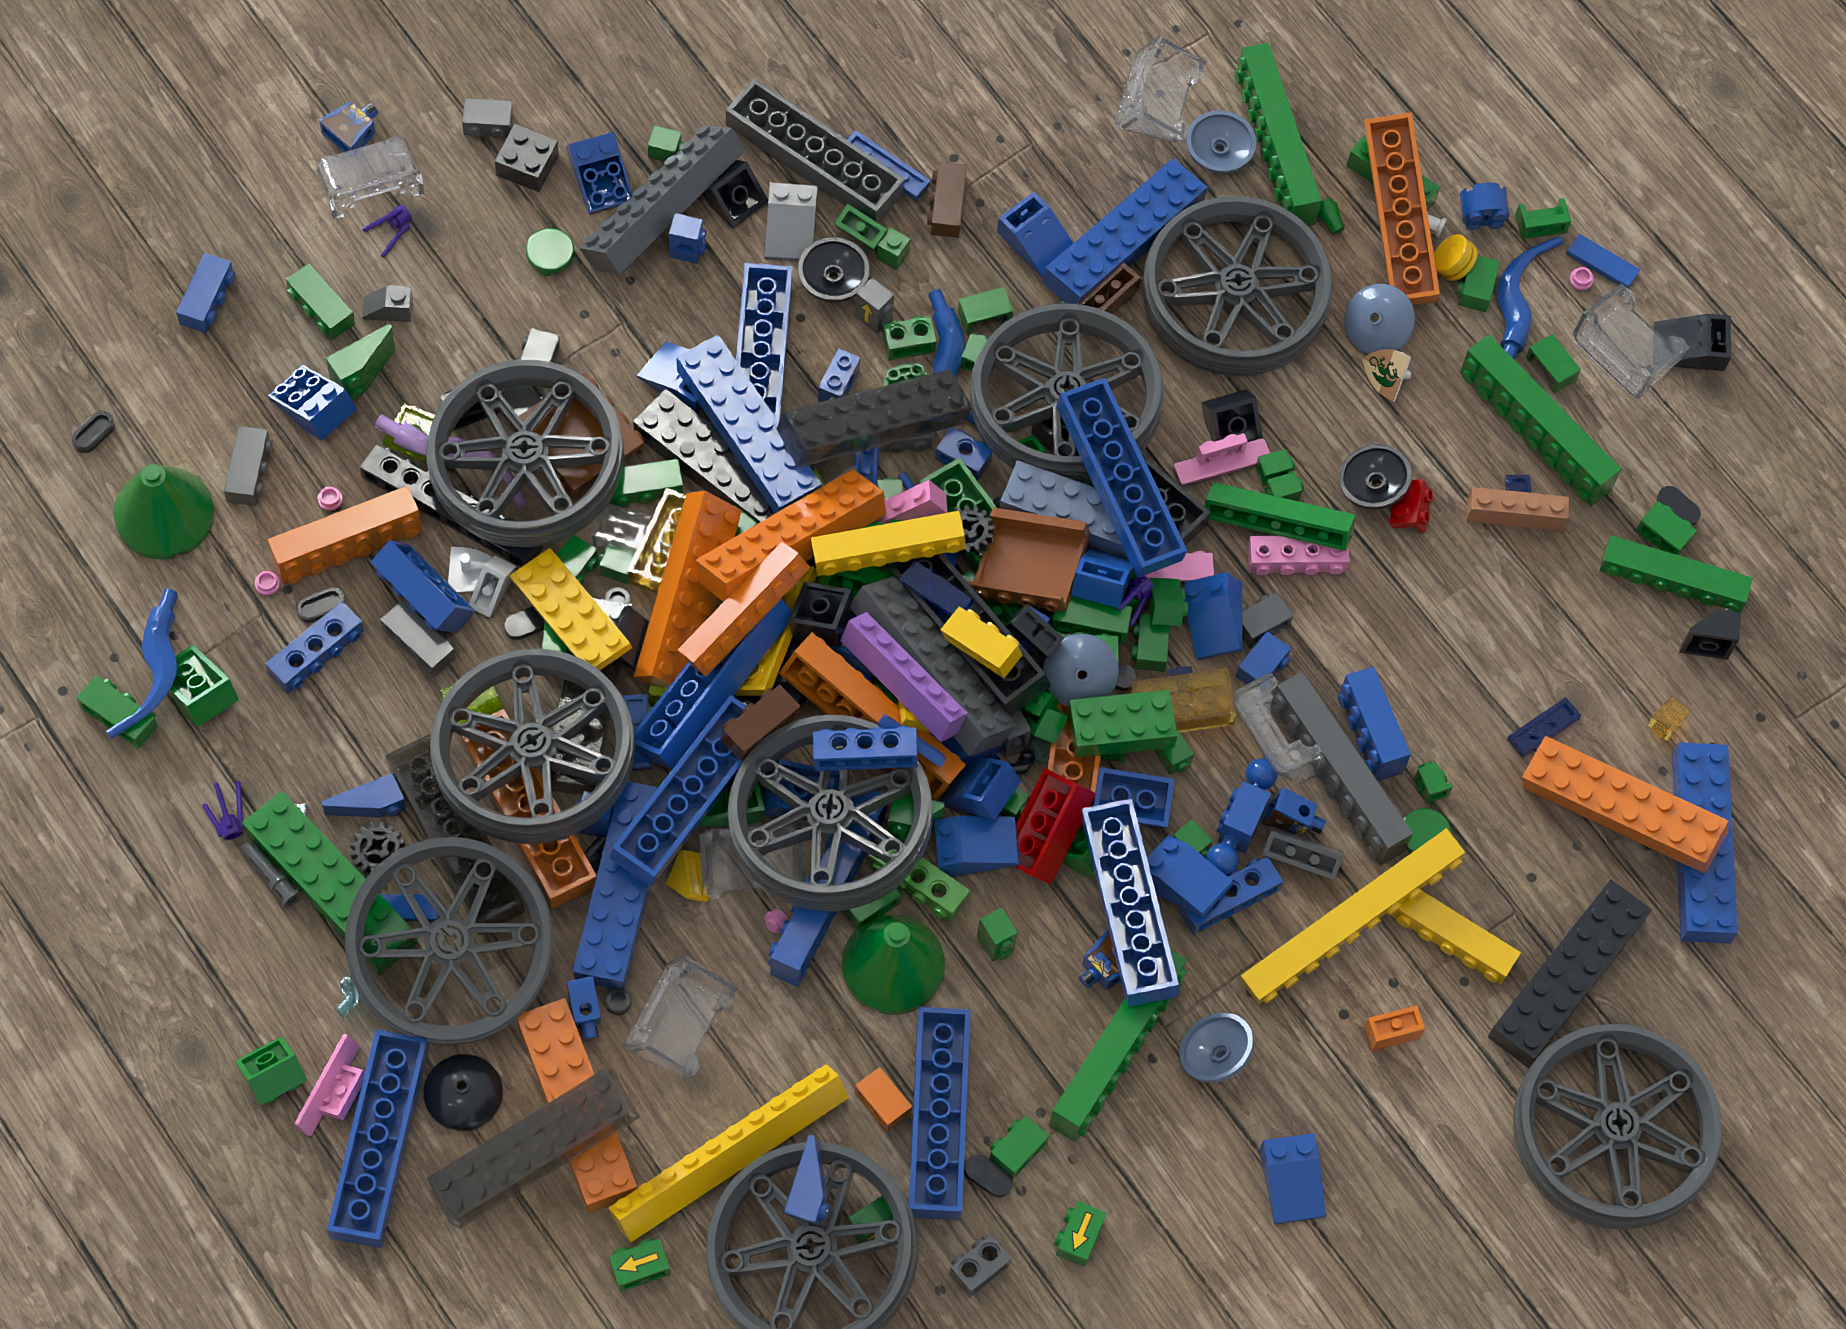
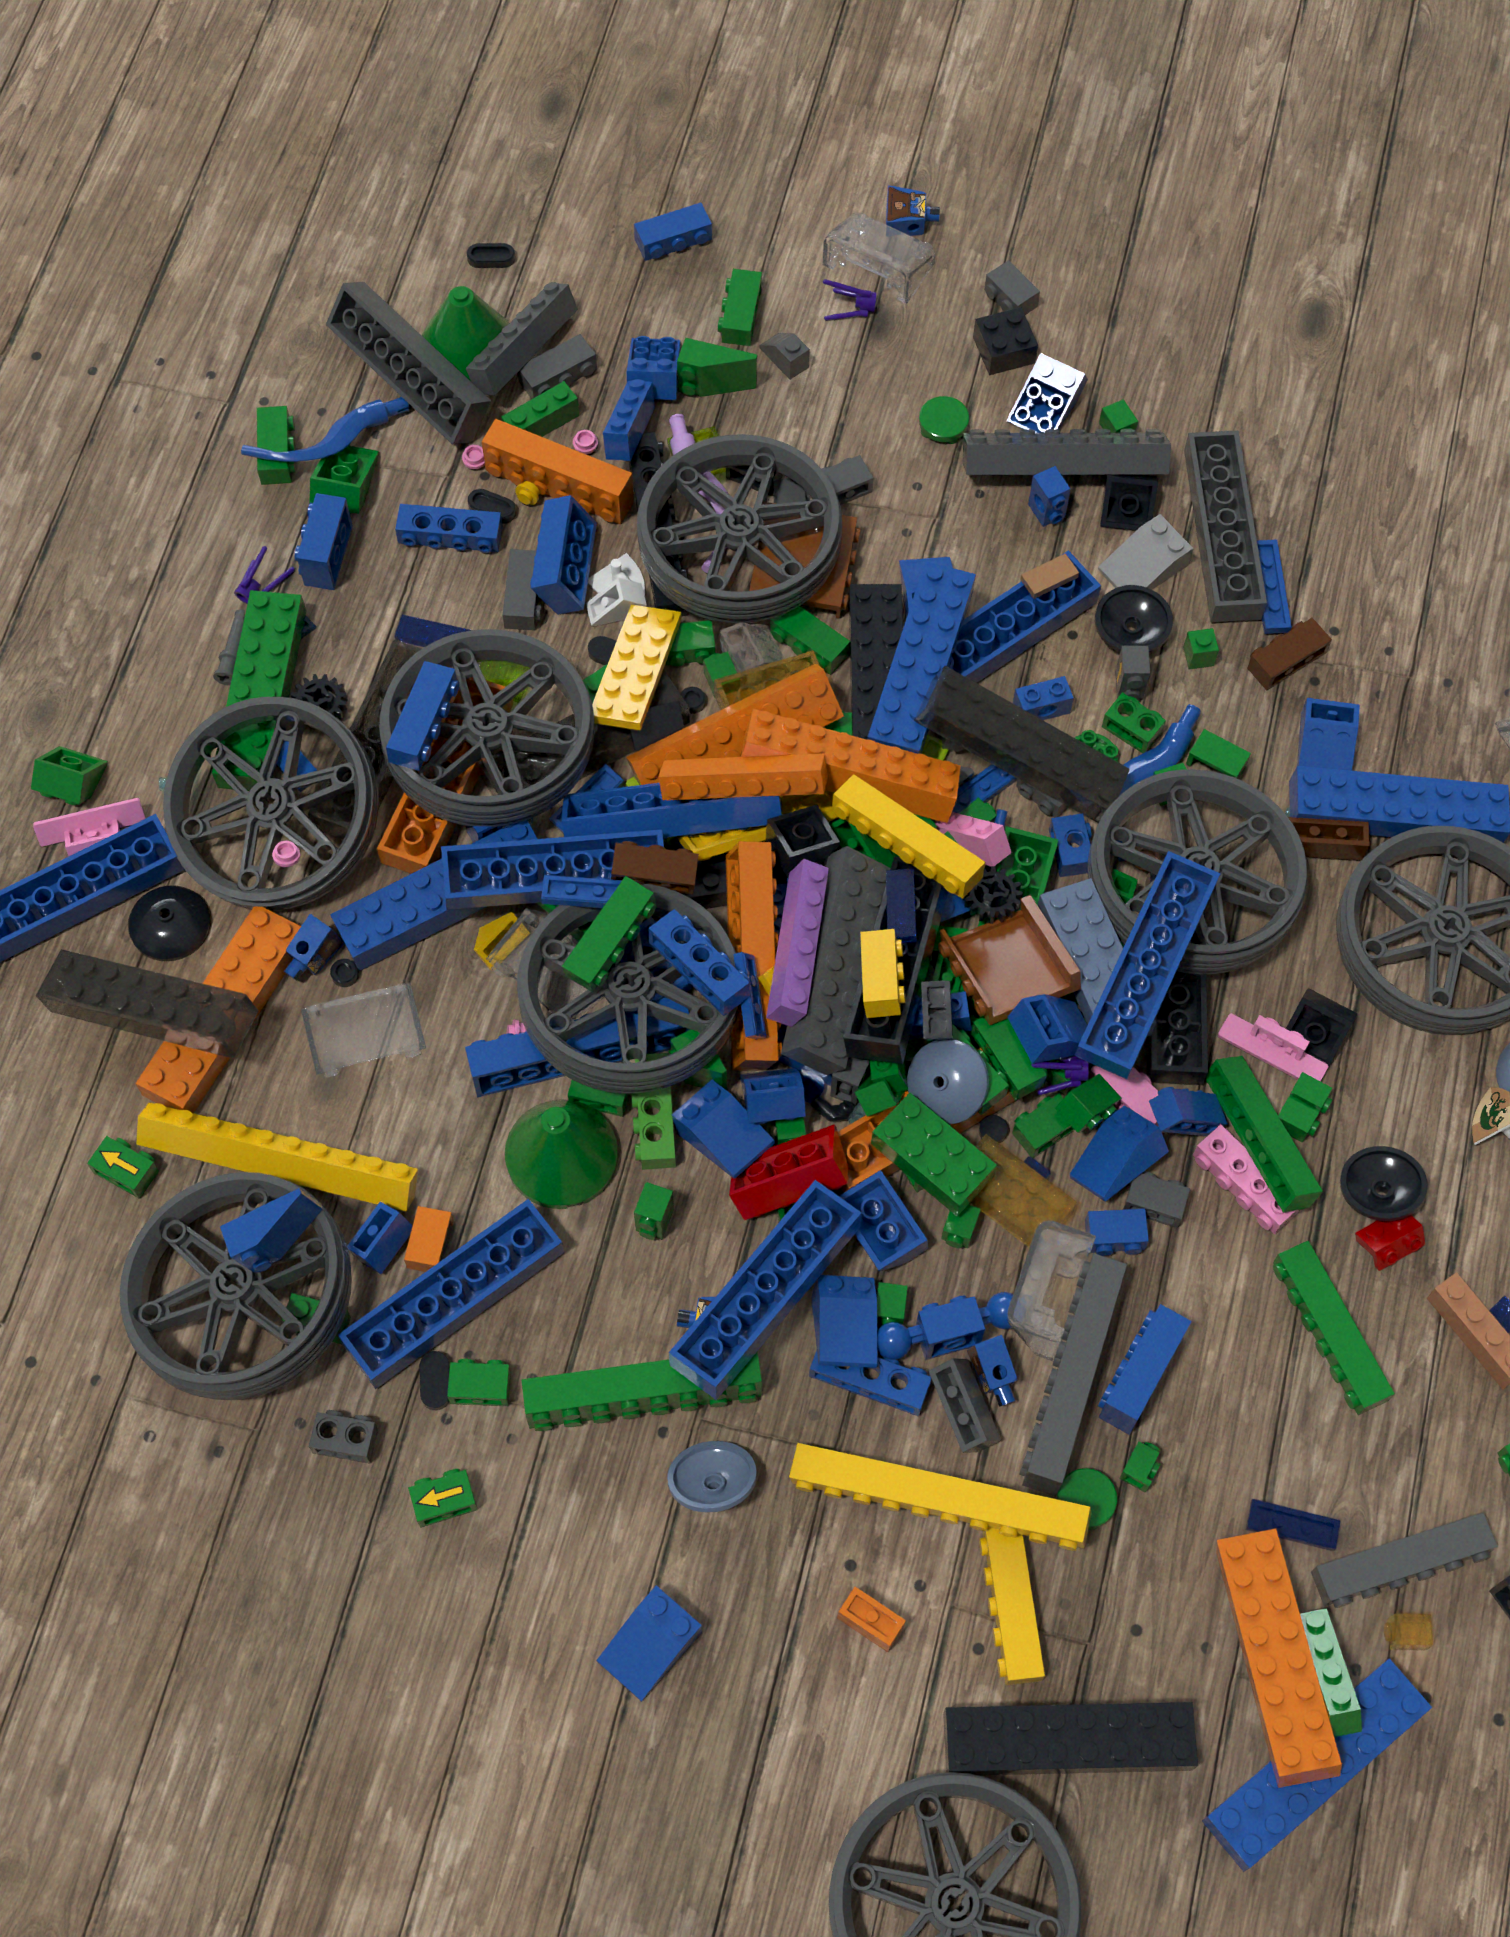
camera: 55 degrees right, 0 degrees up
(144, 561) = (408, 362): none -> dark grey brick
(205, 467) = (522, 338): none -> dark grey brick
(246, 740) = (324, 541): none -> blue brick
(279, 505) = (545, 411): none -> green brick
(337, 571) = (527, 493): none -> yellow plate
(354, 452) = (628, 420): none -> blue brick
(371, 799) = (355, 662): slope -> none
(396, 728) = (422, 631): none -> clear blue tile
(498, 777) = (422, 716): none -> blue brick
(506, 960) = (286, 854): none -> bright pink plate
(736, 781) = (577, 891): none -> blue tile
(755, 291) = (1049, 576): none -> medium nougat tile
(790, 788) = (609, 934): none -> green brick
(855, 1126) = (380, 1237): none -> blue brick
(860, 228) = (1191, 606): green brick -> none
(1226, 546) = (1187, 1111): none -> blue brick
(1440, 591) = (1333, 1328): none -> green brick
(1622, 682) = (1404, 1559): none -> dark grey brick
(1674, 782) = (1332, 1673): none -> brick

